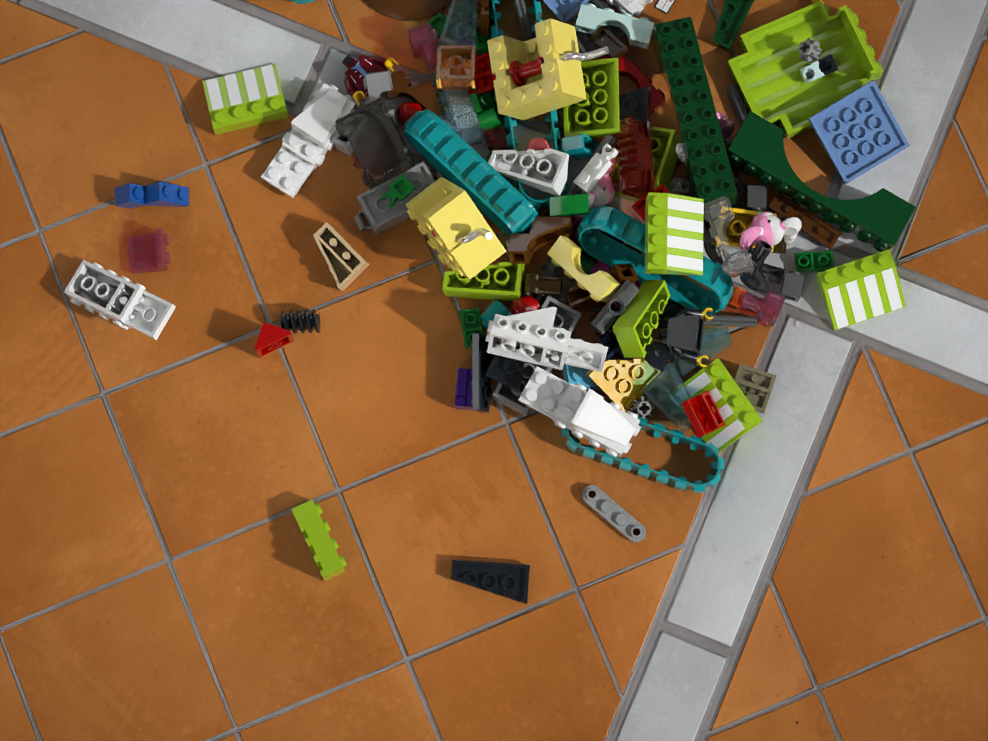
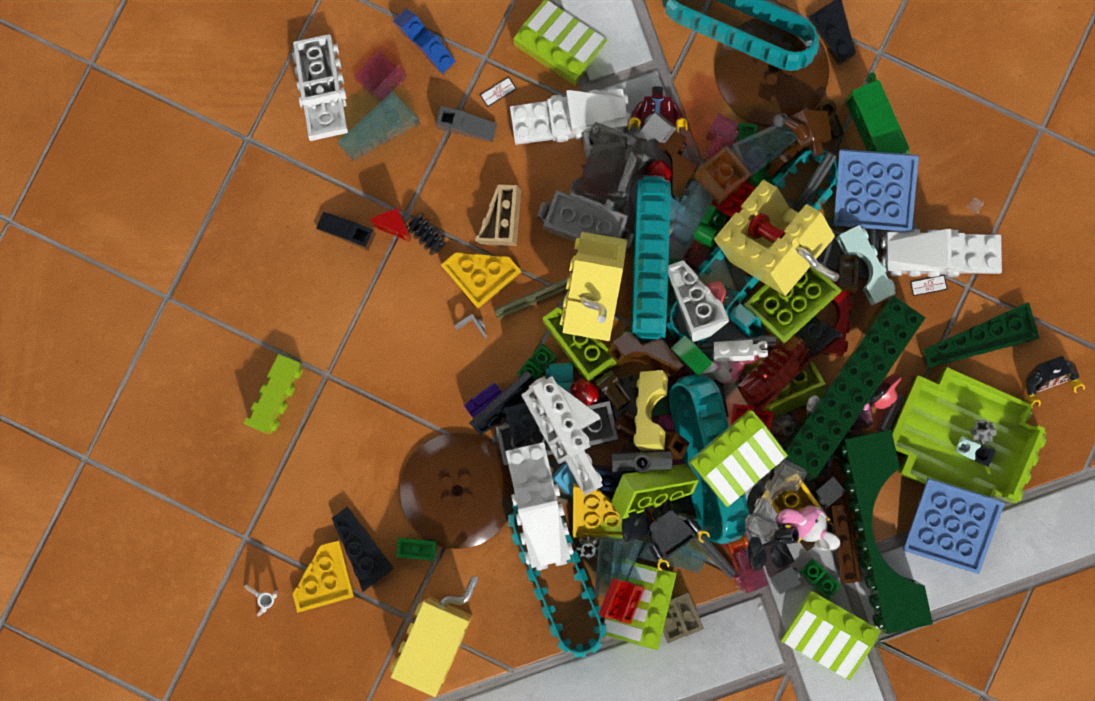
camera: 55 degrees right, 5 degrees up
(187, 280) = (380, 125): none -> clear light blue wedge
(240, 177) = (498, 91): none -> white sticker
(242, 379) = (346, 230): none -> black slope
(243, 221) = (465, 124): none -> dark grey slope
(367, 309) = (480, 275): none -> yellow plate
(400, 188) = (589, 217): green plate -> none
(402, 342) = (479, 324): none -> light grey bracket
(419, 286) = (531, 299): none -> olive axle
(468, 678) = (264, 599): none -> white plant
(492, 625) = (324, 579): none -> yellow plate
(507, 495) = (453, 519): none -> reddish brown dish
(530, 536) = (416, 549): none -> green plate
(613, 514) = (489, 596): light grey plate -> none
(614, 575) = (433, 642): none -> light yellow piece
(721, 95) = (885, 393): none -> coral hair

